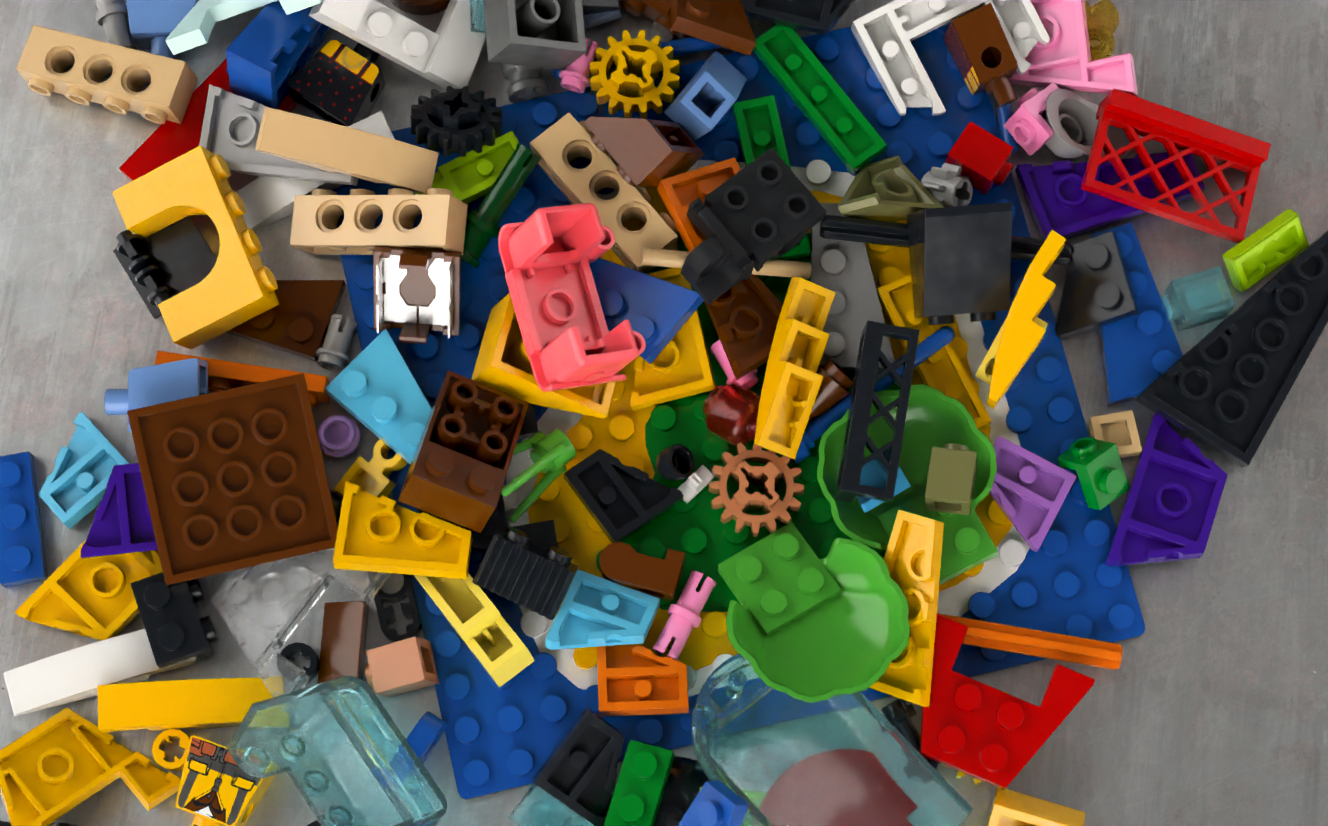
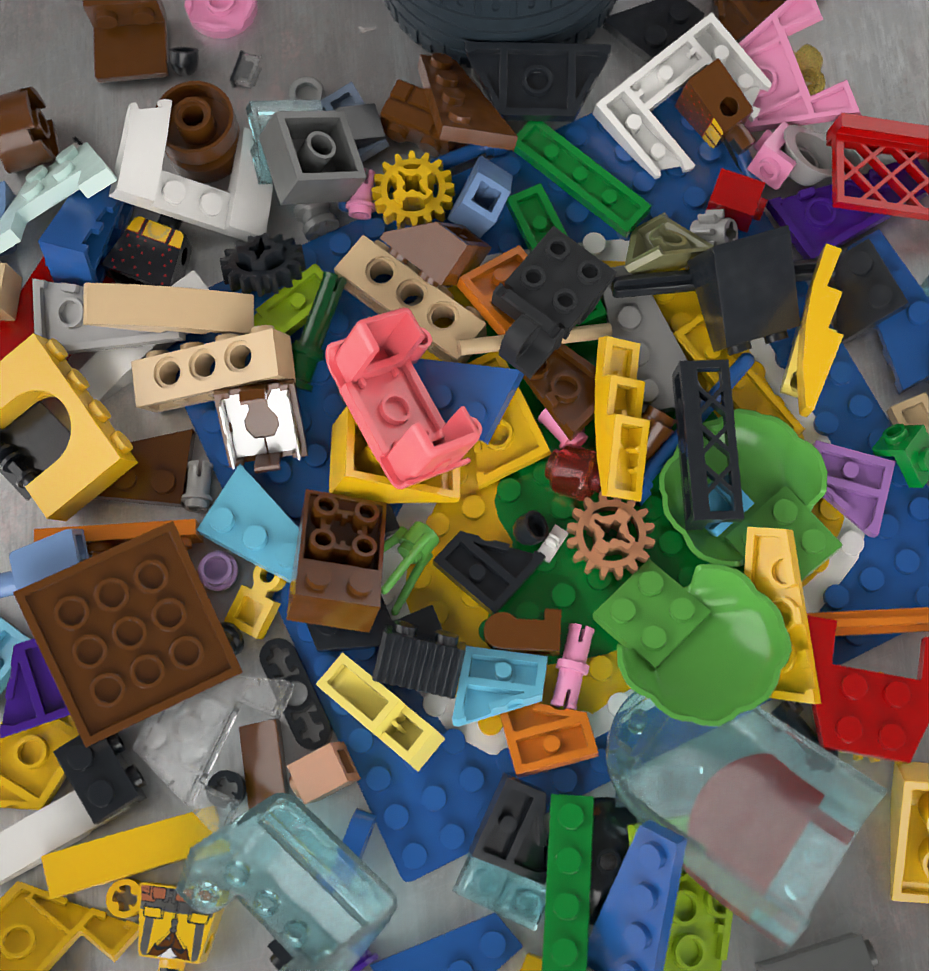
camera: 10 degrees left, 0 degrees up
(391, 539) = (290, 656): yellow wing -> none
(951, 479) = (789, 488): olive brick -> none

